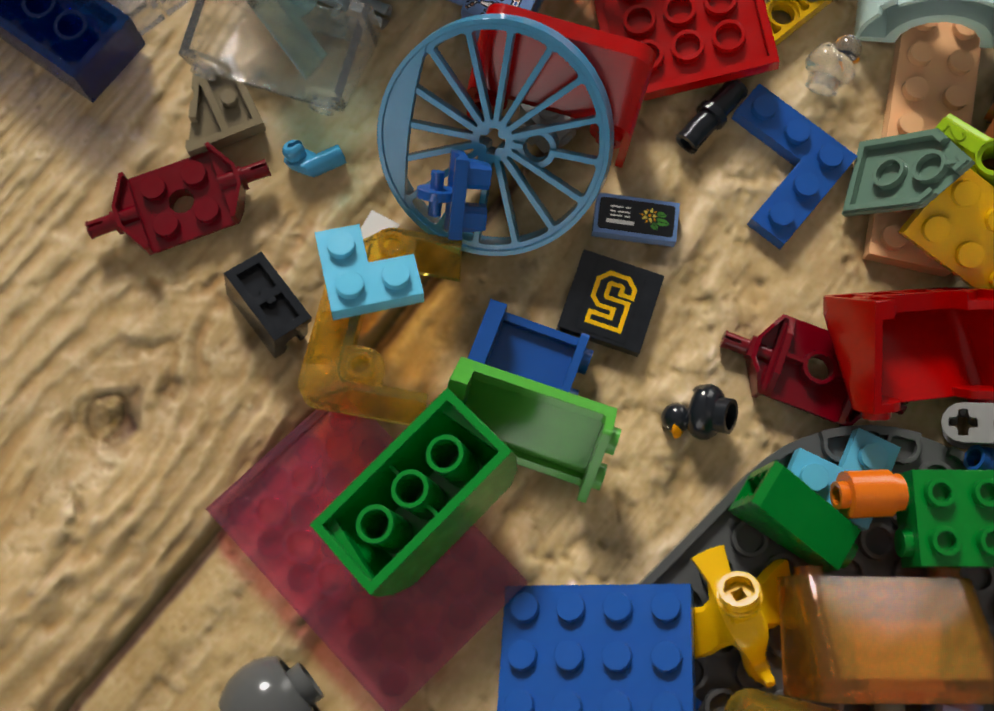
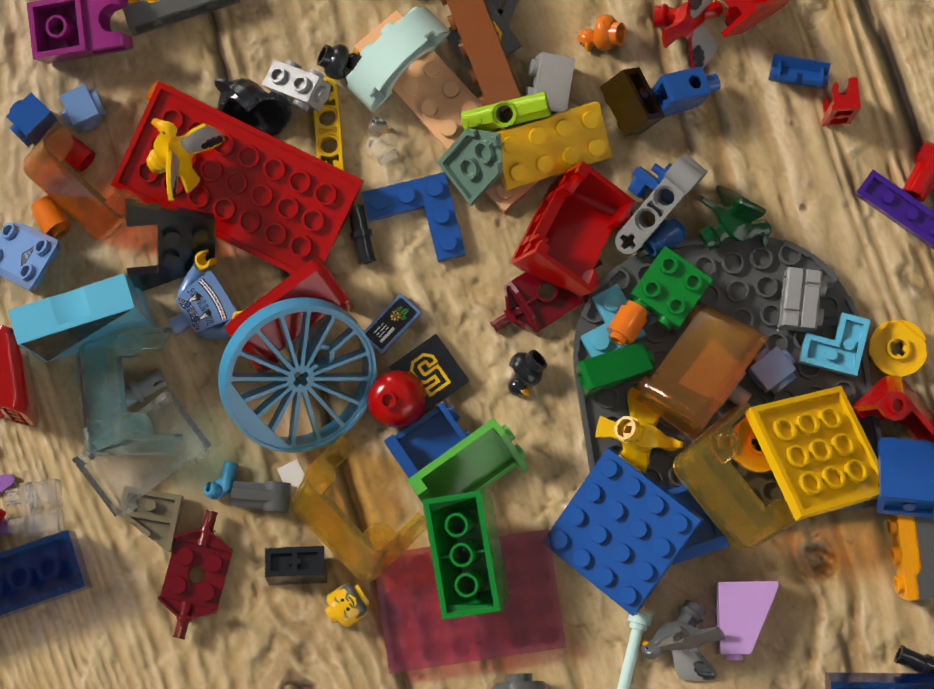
camera: 45 degrees left, 5 degrees up
(260, 398) = (347, 605): none -> yellow head
(321, 201) = (268, 496): none -> dark grey piece
(360, 285) = (331, 508): medium azure plate -> none
(462, 175) = (315, 422): blue hips -> none
(553, 282) = (397, 398): none -> red cylinder

